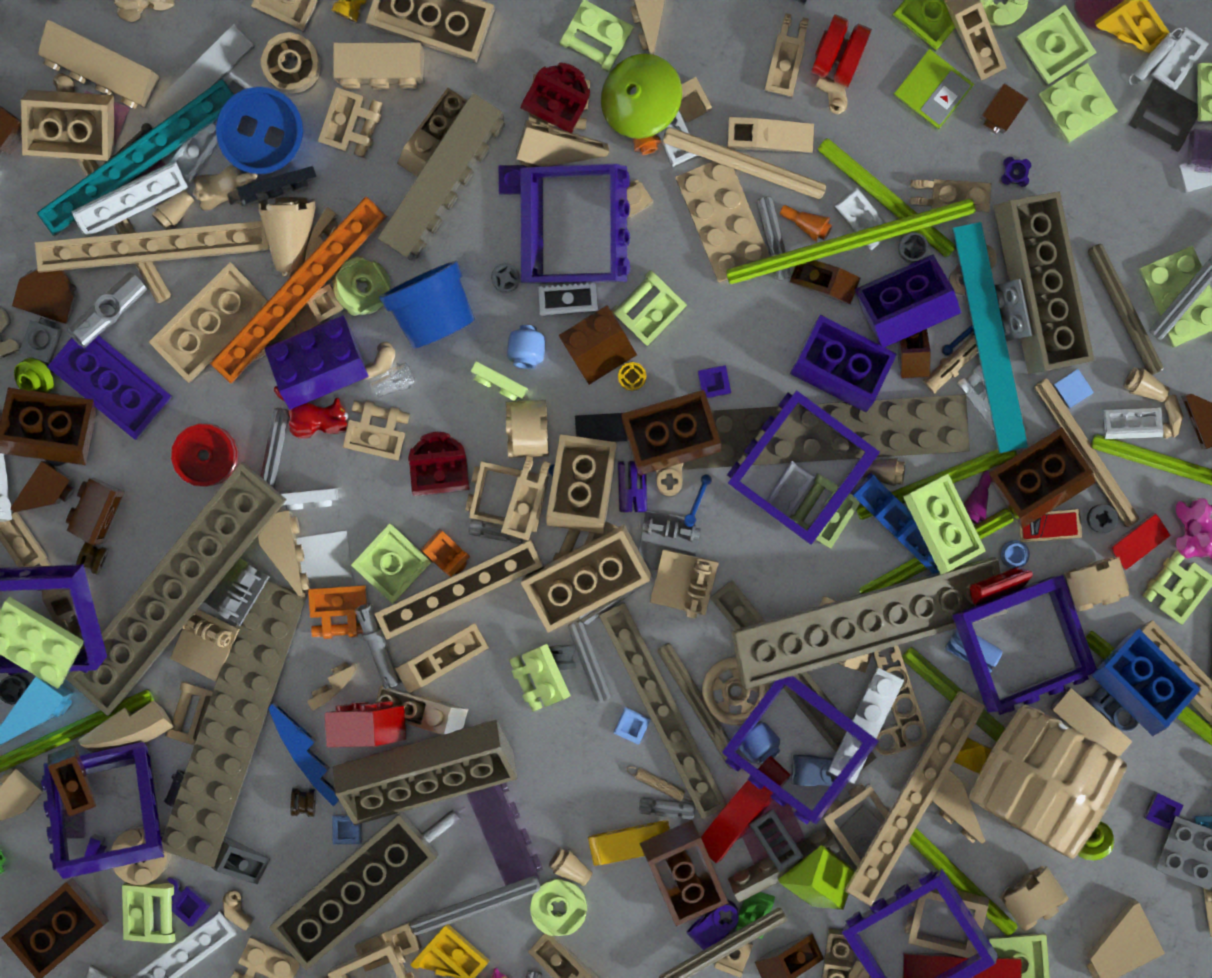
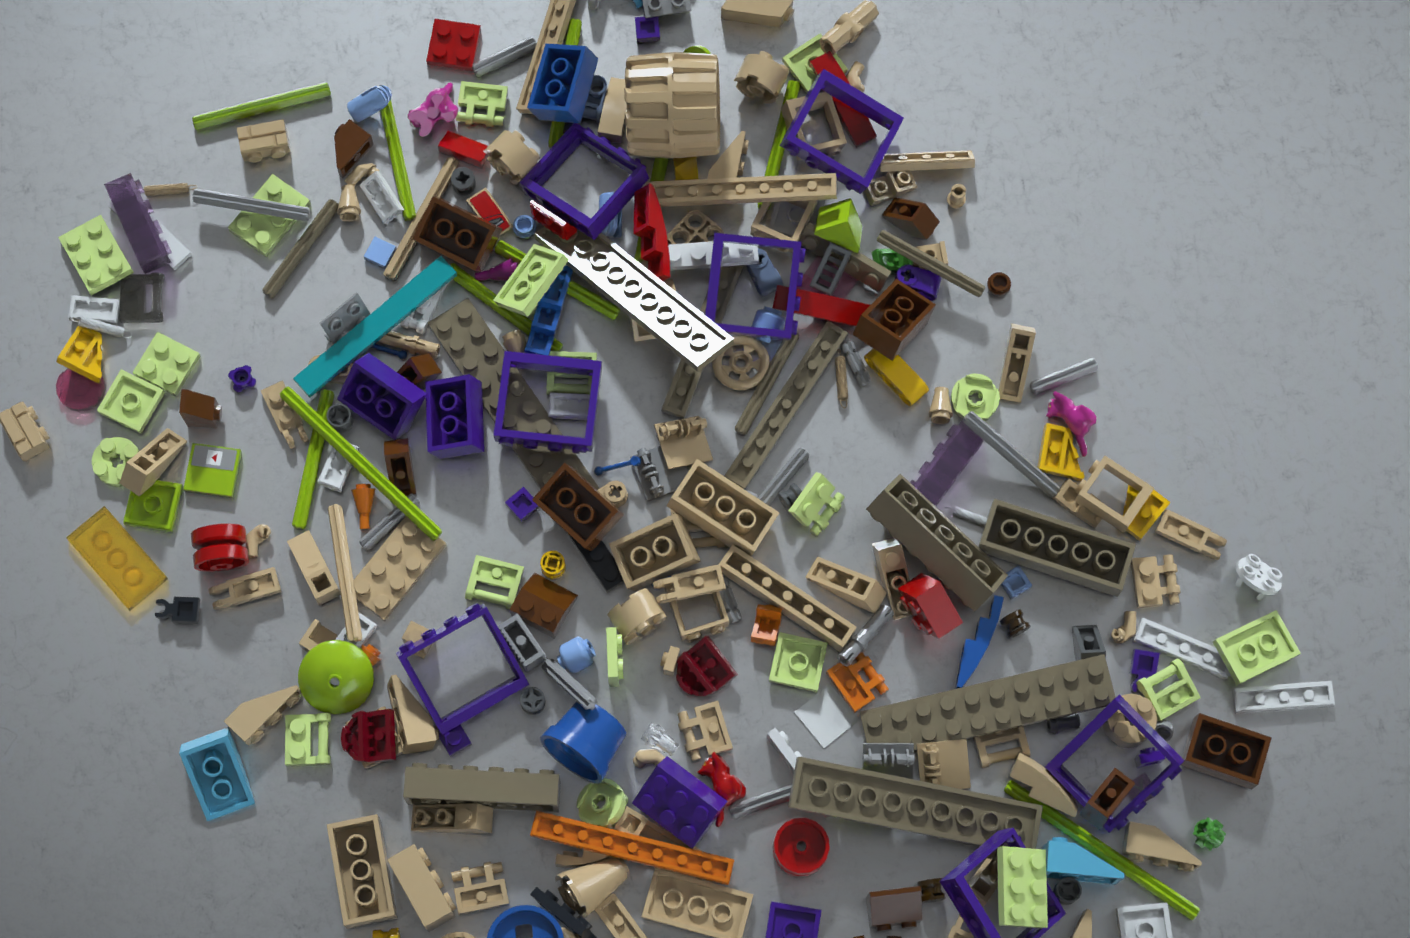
camera: 125 degrees left, 15 degrees down
(112, 883) = (1164, 729): none -> light grey hinge
(281, 546) = (838, 742): tan slope -> none
(341, 676) = (906, 649): tan slope -> none
(466, 436) = (669, 661): none -> tan plate
(494, 320) = (569, 684): none -> light grey axle
(632, 495) = (637, 517): dark purple arm -> none
(632, 725) = (811, 422): light blue tile -> none
(927, 680) = (651, 228): none -> red slope
(1041, 255) = (294, 322): dark tan brick -> none

